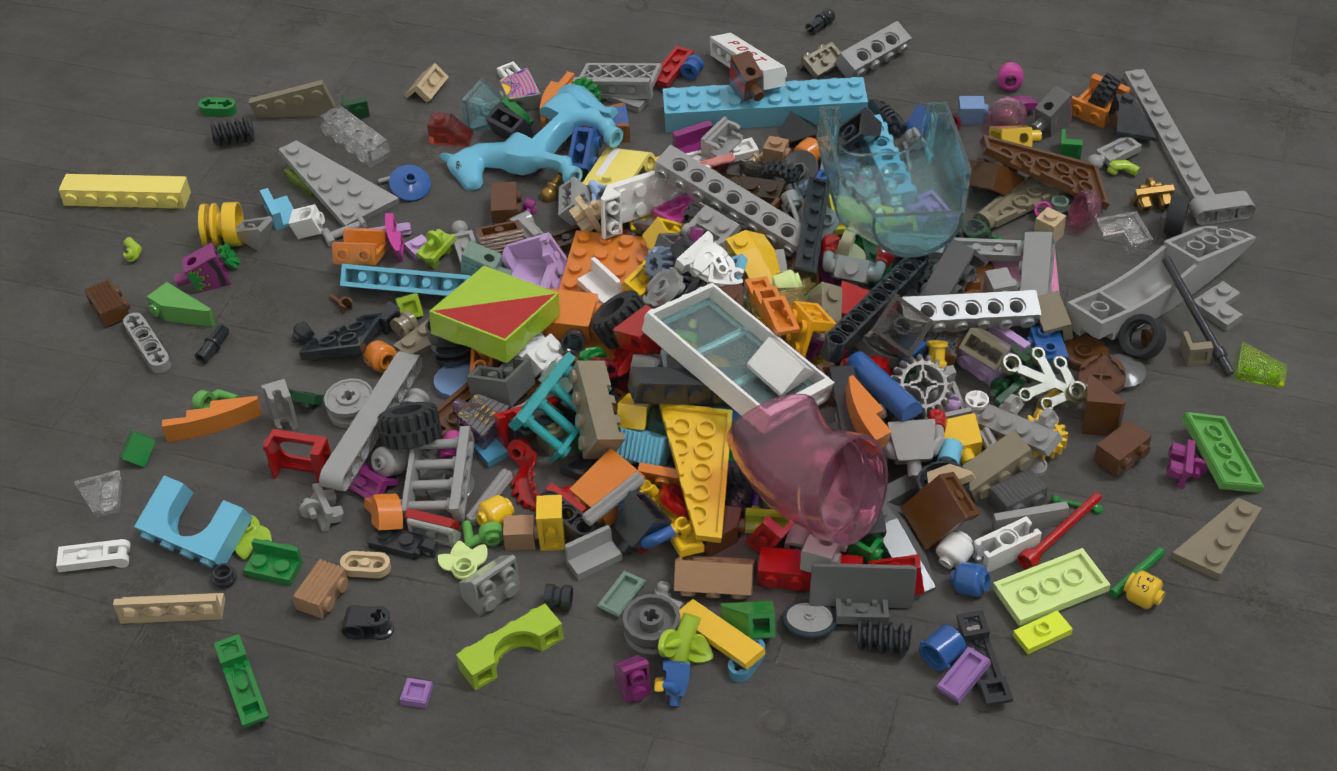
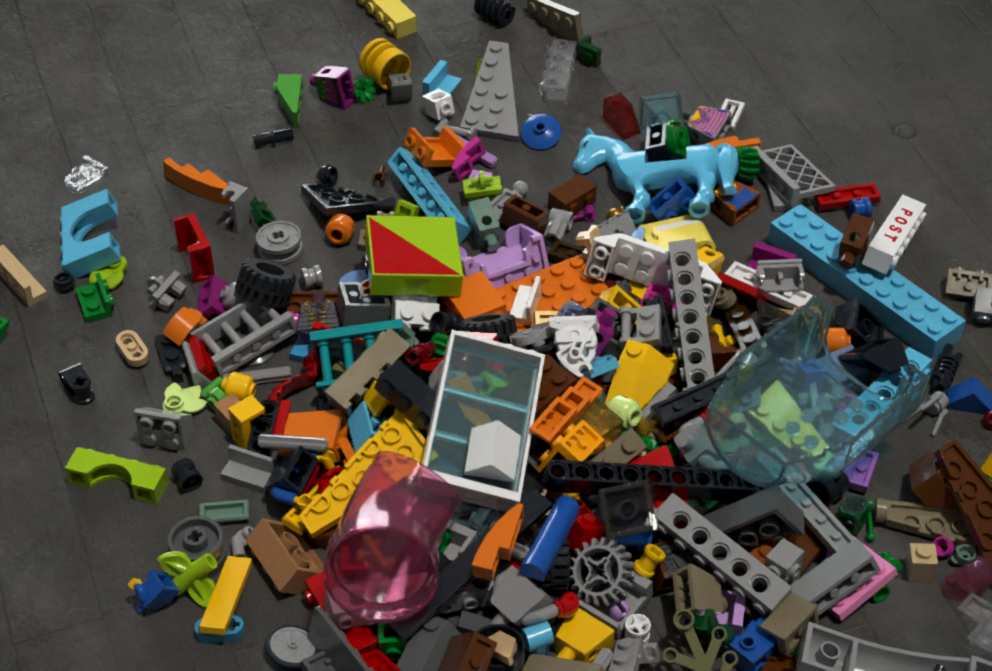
camera: 50 degrees right, 0 degrees up
(93, 555) = (28, 207): white plate -> none
(107, 302) = (260, 62): reddish brown brick -> none
(133, 248) = (327, 42): lime arm -> none
(137, 448) = (139, 163): green panel -> none
(144, 343) = (242, 105): light grey beam -> none
(203, 398) = (218, 169): bright green plate -> none
(320, 589) = (88, 338): medium nougat brick -> none
(364, 429) = (294, 256): light grey beam -> none
(416, 693) = (38, 451): medium lavender tile -> none
(428, 83) = (663, 73): tan panel -> none
(633, 678) = (136, 562): magenta slope -> none
(751, 618) = (257, 607): green slope -> none
(1003, 391) = (670, 639): dark green hips -> none

